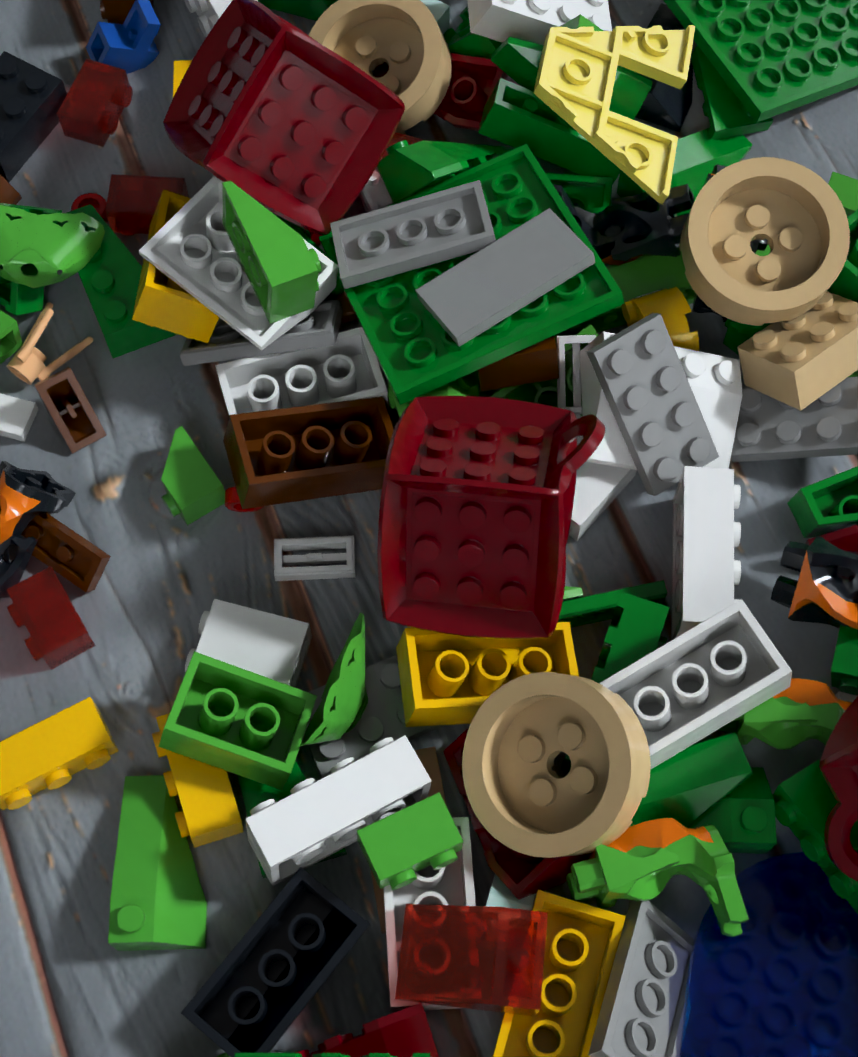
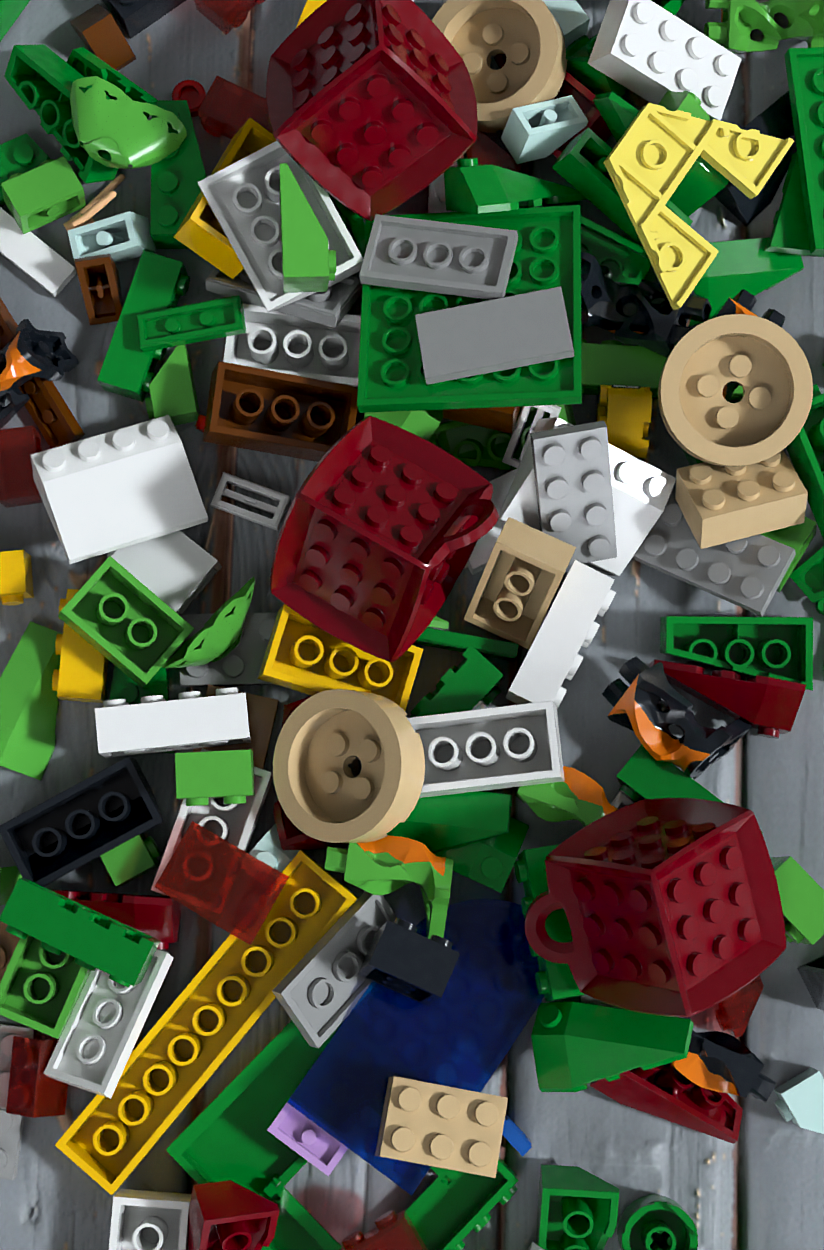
camera: 25 degrees right, 15 degrees up
(71, 346) = (120, 236): none -> light aqua slope
(130, 431) = (153, 288): none -> green brick
(170, 589) = (118, 488): none -> white slope
(181, 400) = (191, 323): none -> green tile
(349, 989) = (131, 859): none -> bright green brick
(451, 105) = (542, 128): none -> light aqua slope
(638, 515) = (519, 582): none -> tan brick
(728, 951) = (409, 962): none -> black brick

